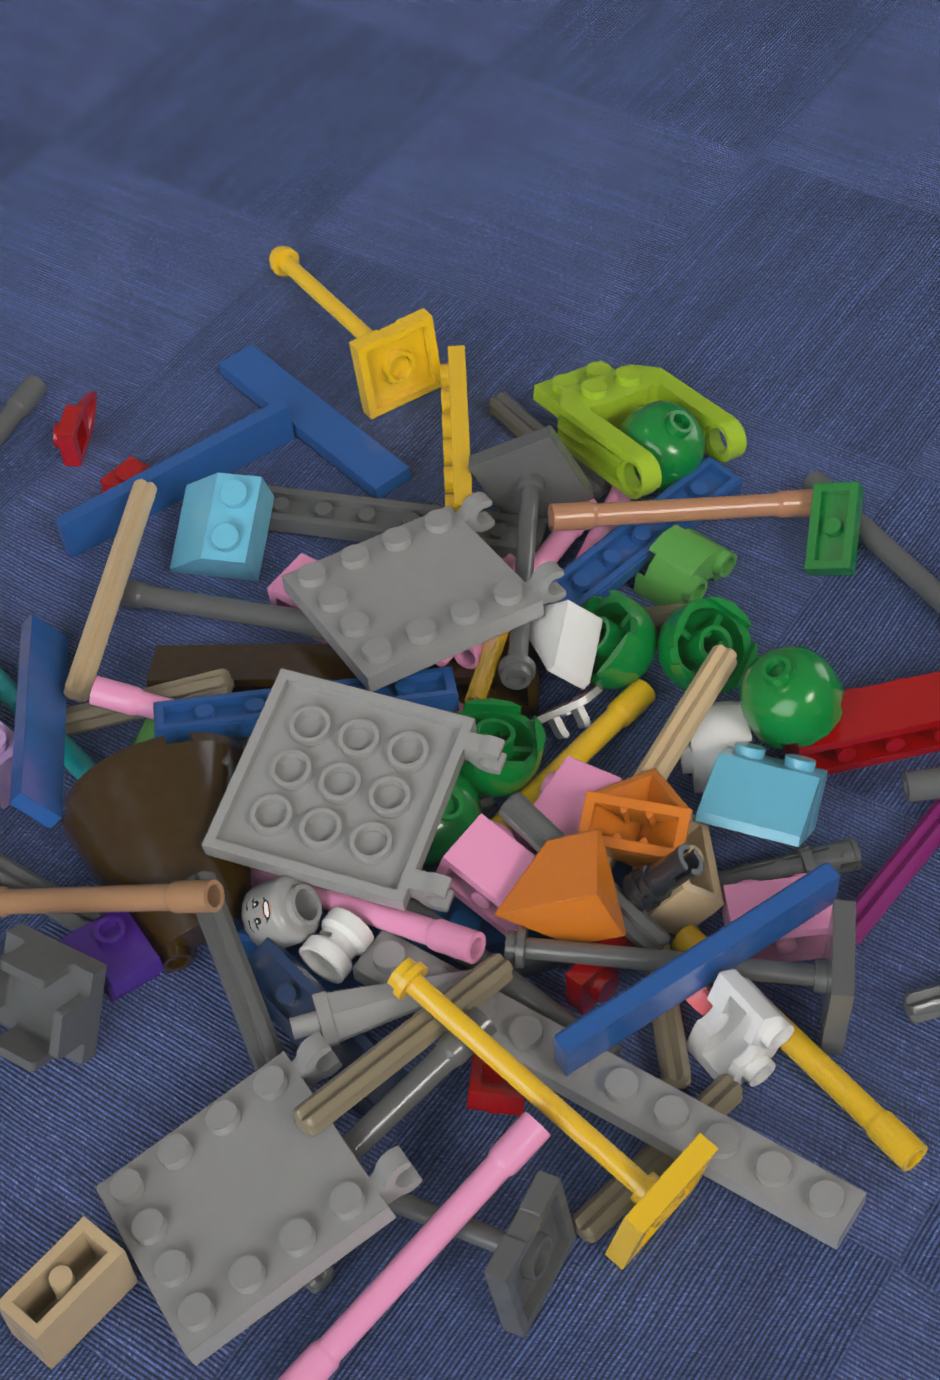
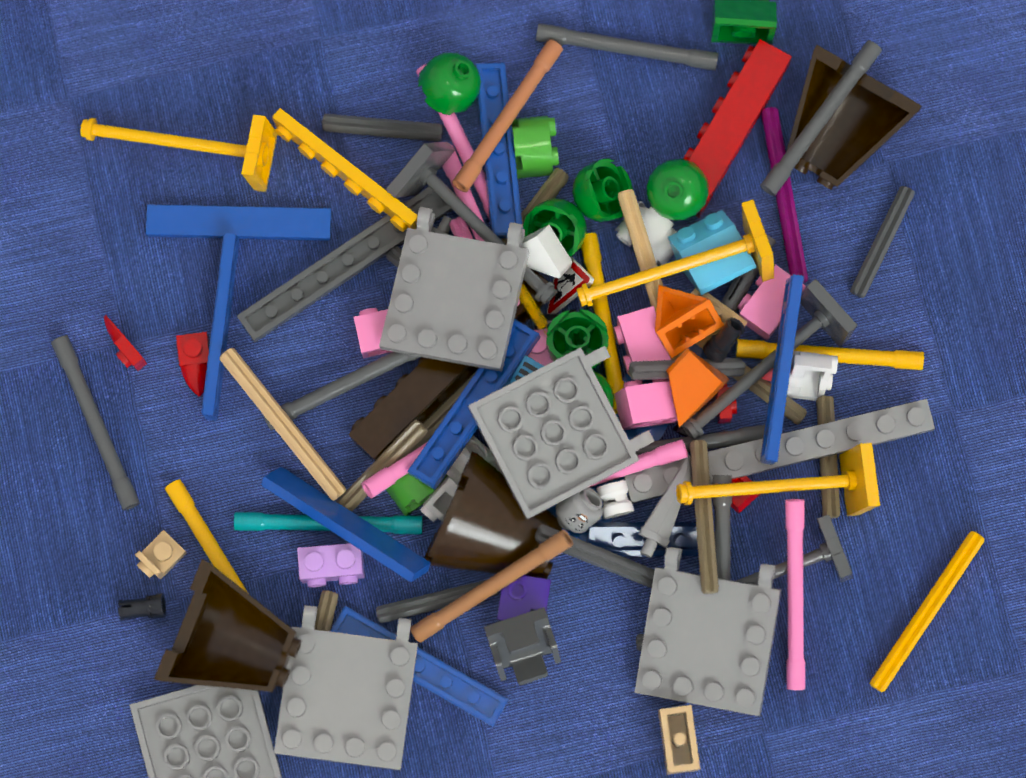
camera: 50 degrees left, 30 degrees up
(223, 527) = (289, 339): medium azure slope -> none
(599, 398) = (384, 80): lime plate -> none
(823, 808) = (753, 242): none -> yellow tile
(834, 529) = (585, 59): green plate -> none

